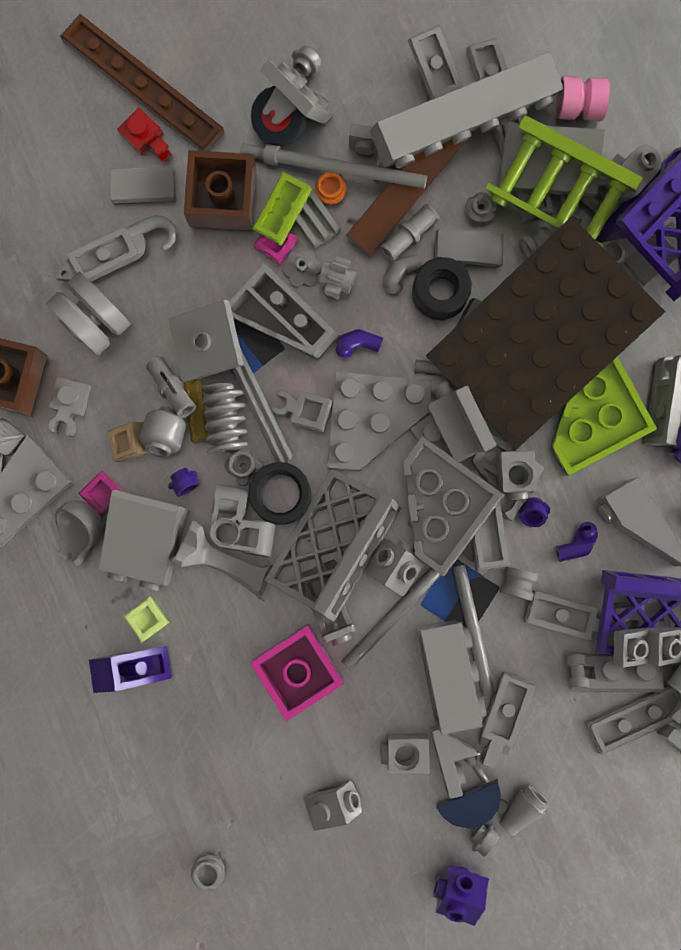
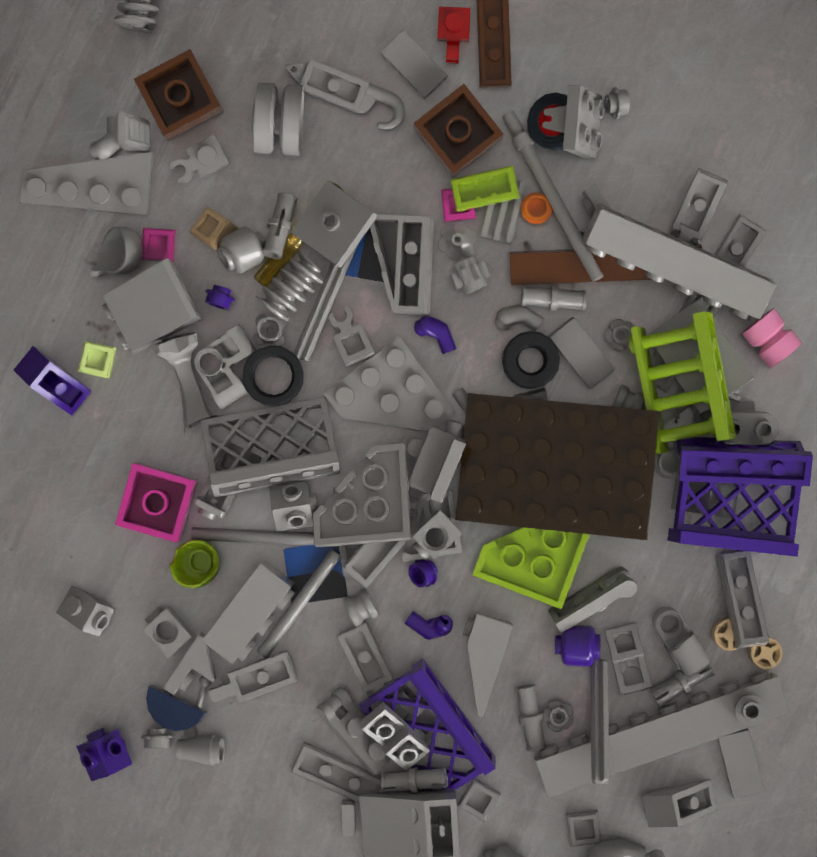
camera: 45 degrees right, 5 degrees up
(372, 684) = (195, 564): none -> lime hair

